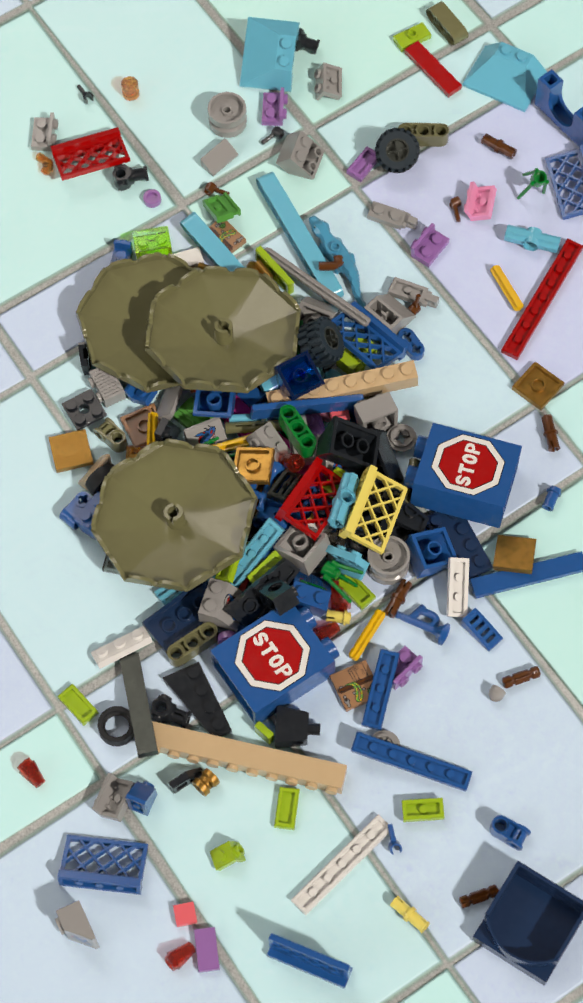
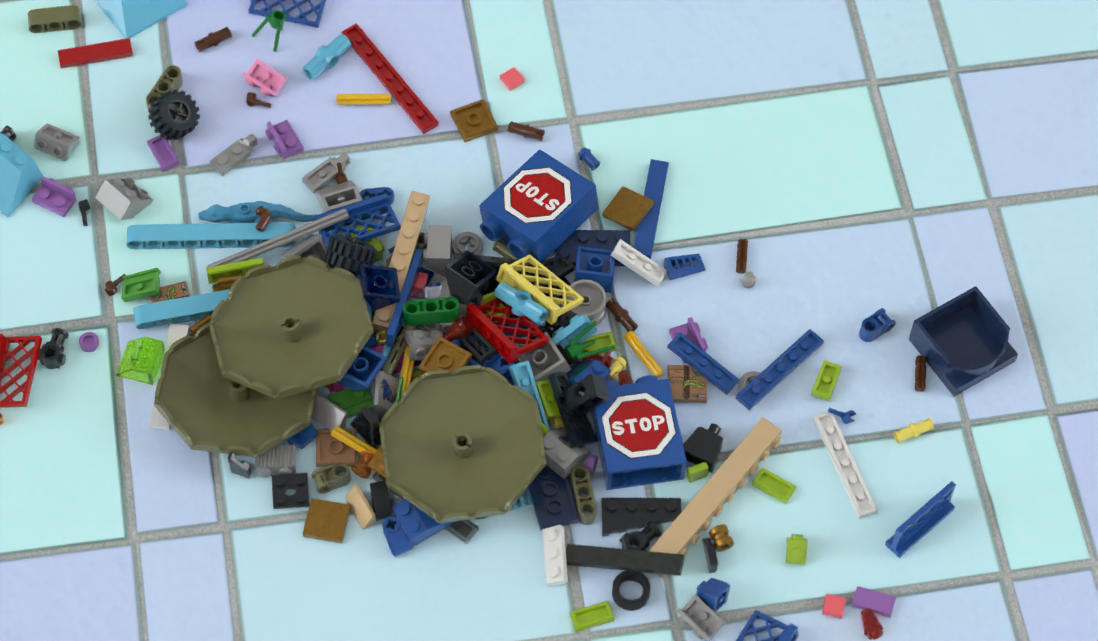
camera: 70 degrees left, 5 degrees down
(122, 250) = (137, 392): blue bracket -> none
(218, 157) = (81, 266): light grey slope -> none
(227, 114) = (40, 236): light grey wheel -> none
(408, 37) = (48, 54): lime plate -> none
(433, 627) = (671, 296): blue piece -> none

